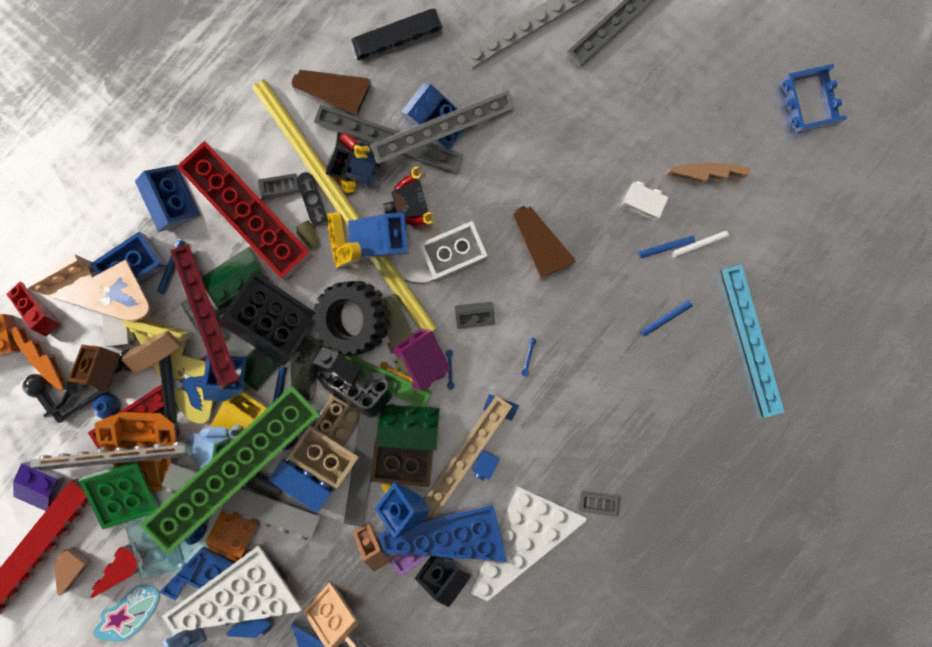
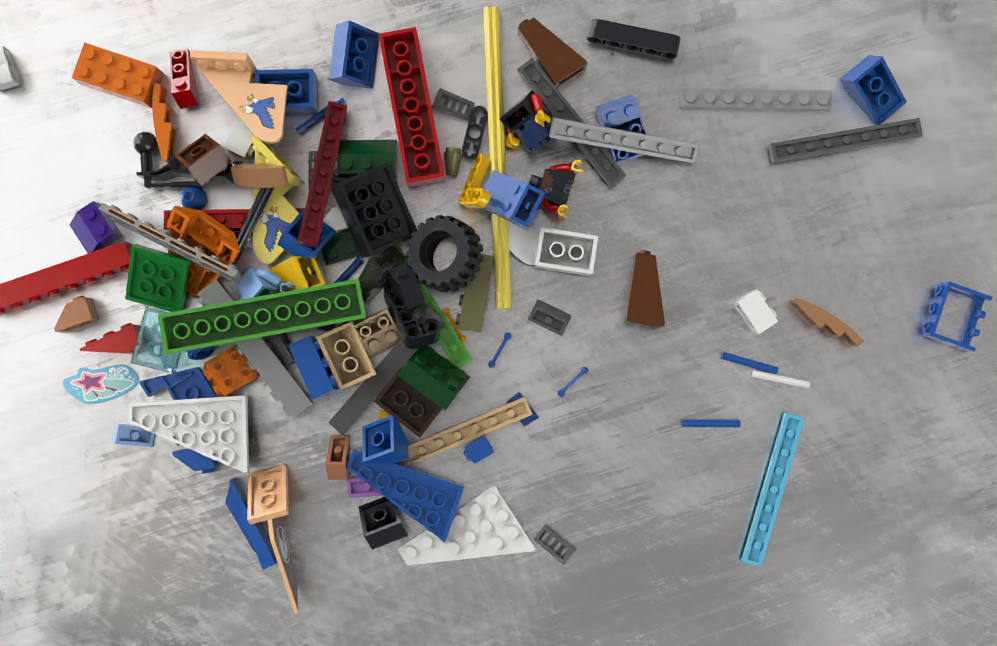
camera: 30 degrees right, 0 degrees up
(422, 358) = (482, 326): magenta panel -> none

